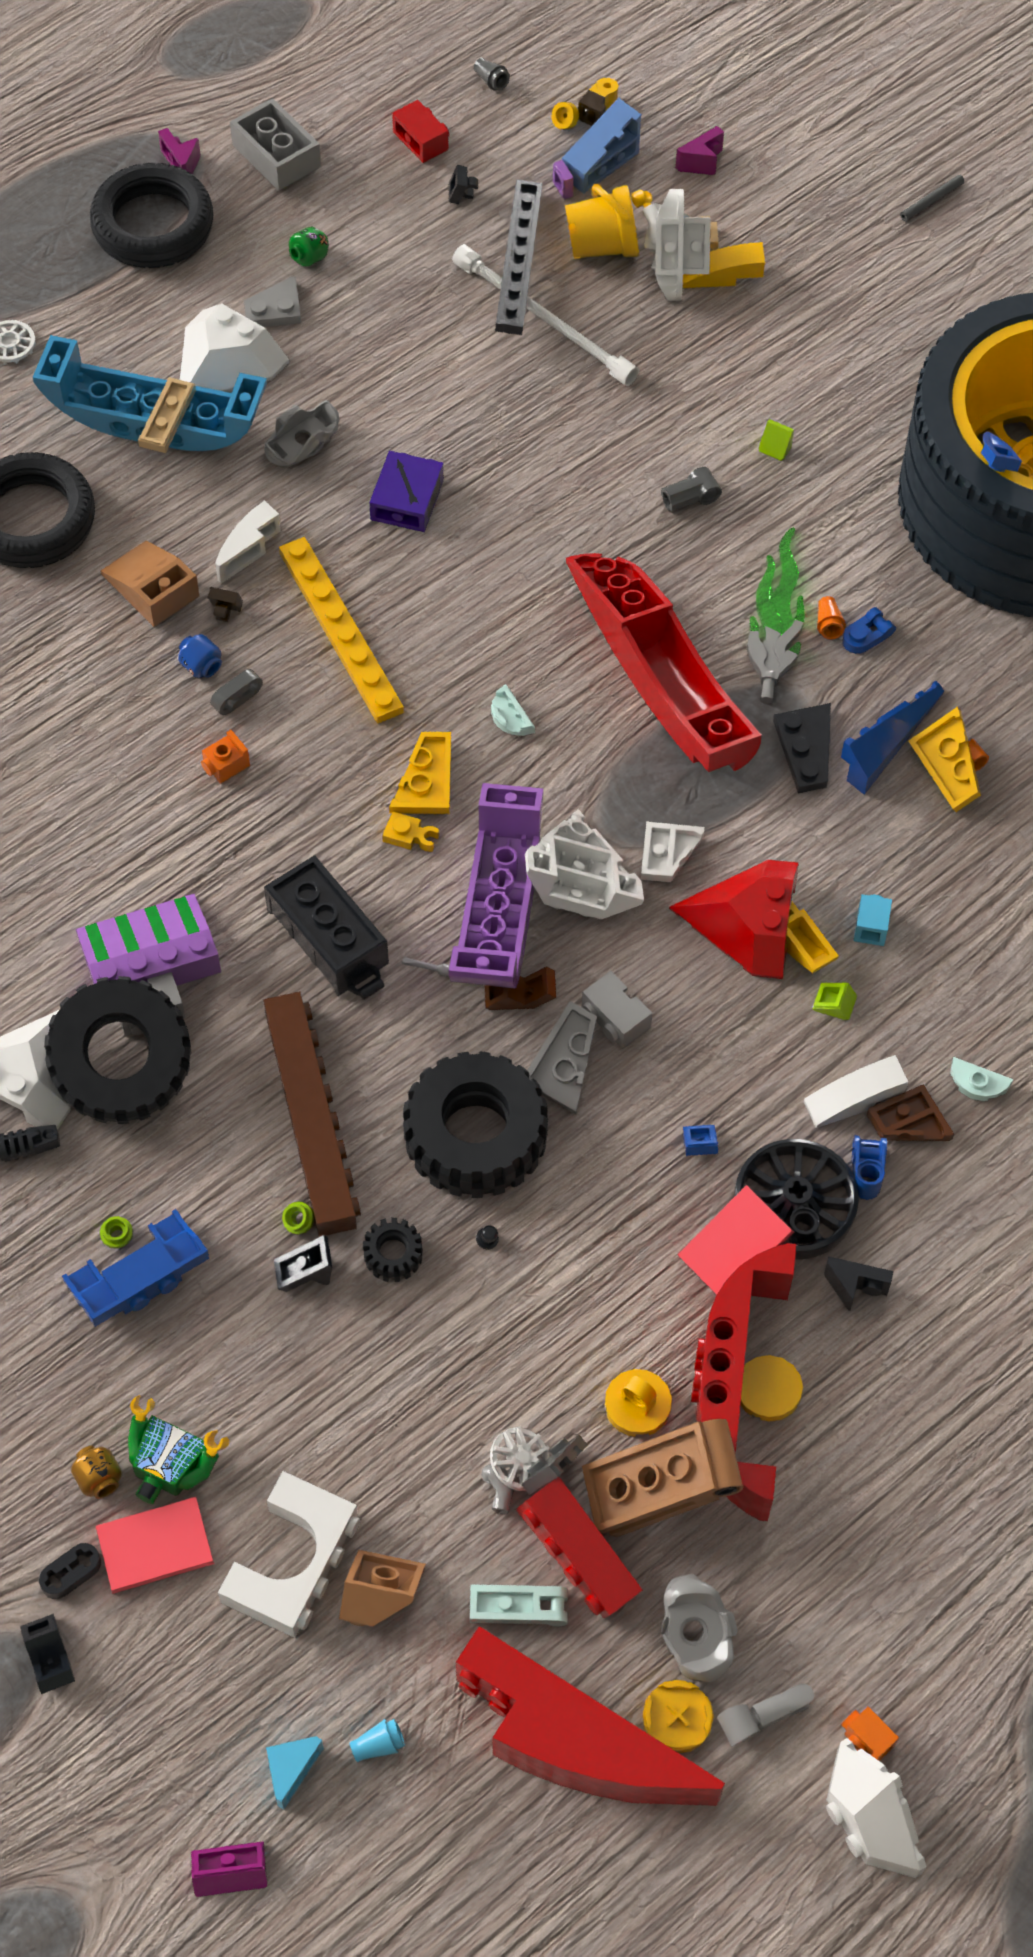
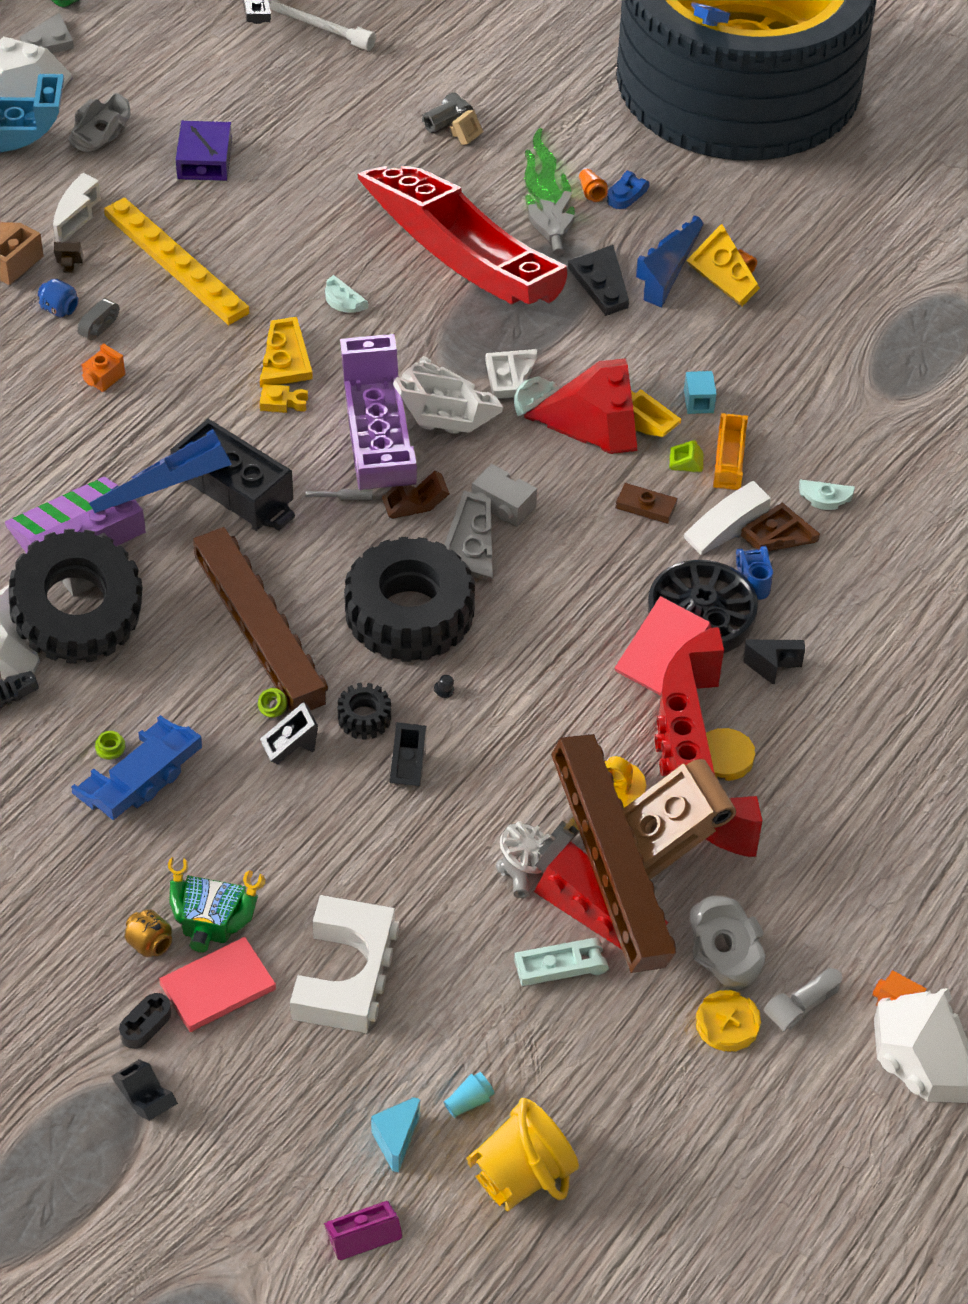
camera: 15 degrees left, 10 degrees down
(273, 913) = (187, 463): none -> blue wedge
(378, 1587) = (432, 974): medium nougat slope -> none
(409, 1838) = (525, 1157): none -> yellow piece
(422, 1318) = (408, 754): none -> black slope
(572, 1737) = (645, 1048): red slope -> none
(599, 1502) = (613, 854): none -> reddish brown brick
(685, 883) = (532, 393): none -> light aqua plate
(700, 1140) = (606, 579): blue tile -> none
(708, 514) = (466, 127): none -> tan tile
(773, 1050) = (646, 503): none -> reddish brown plate
(776, 440) = (507, 67): lime slope -> none
(885, 1005) = (730, 451): none -> light orange container

